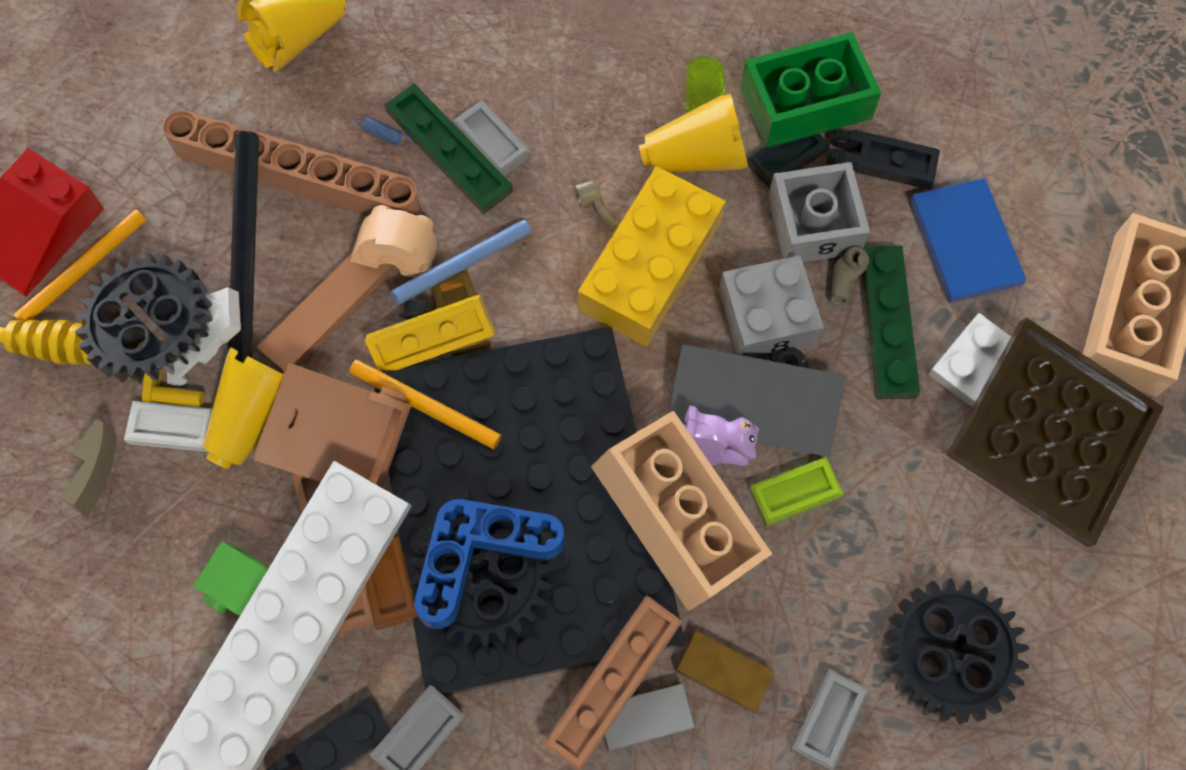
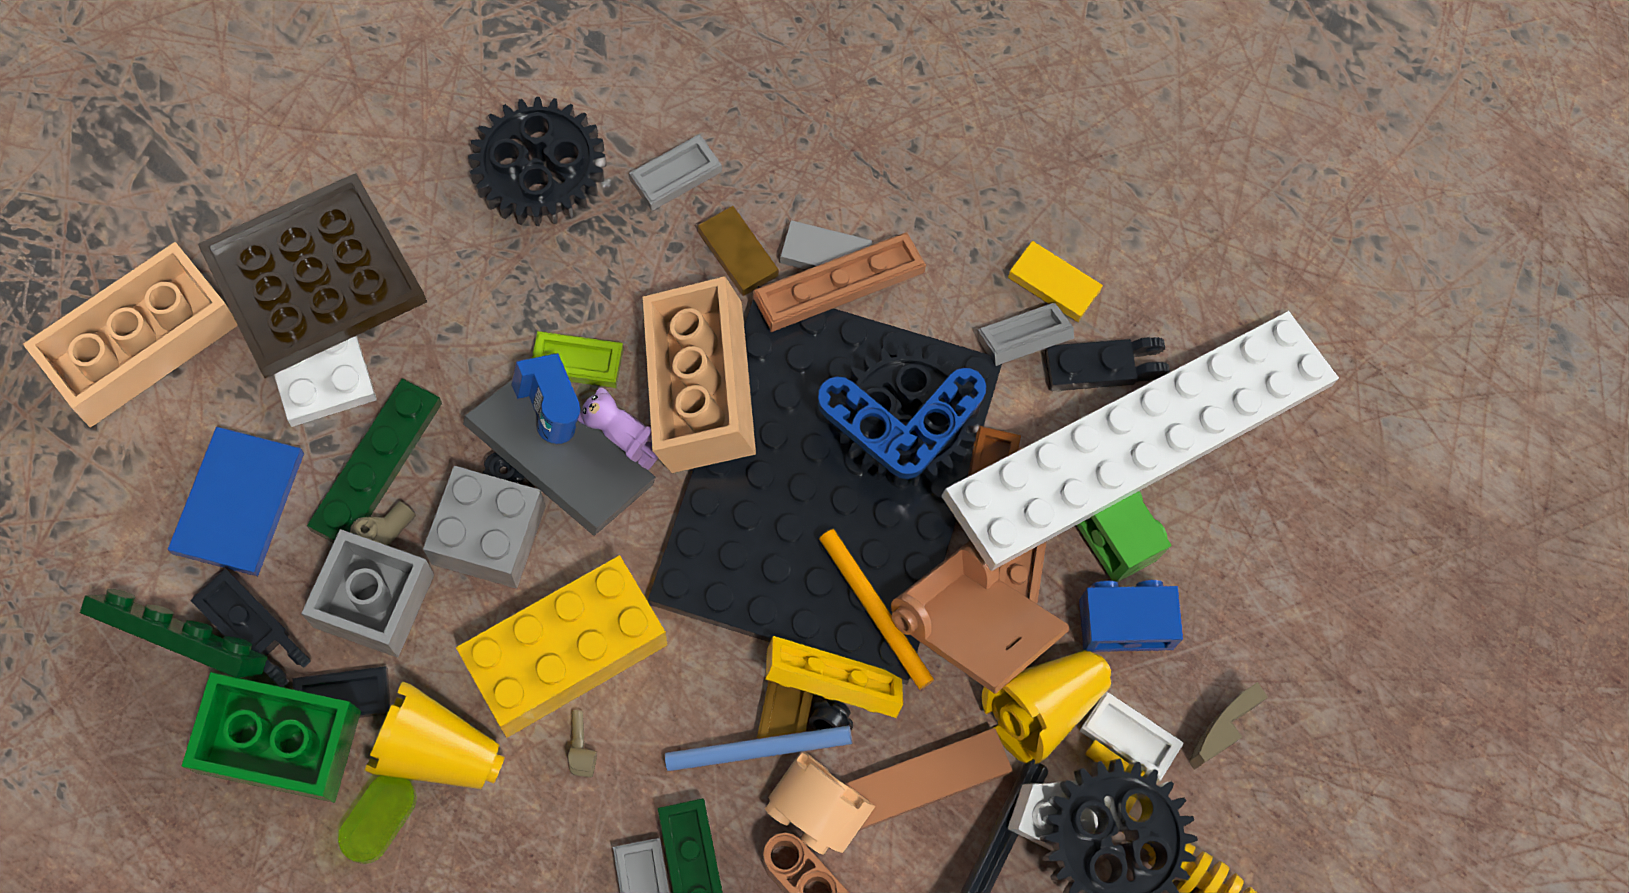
camera: 155 degrees left, 0 degrees up
(206, 510) = (1130, 617): none -> blue brick
(775, 419) = (550, 394): none -> blue leg
(929, 117) = (186, 638): none -> dark green plate

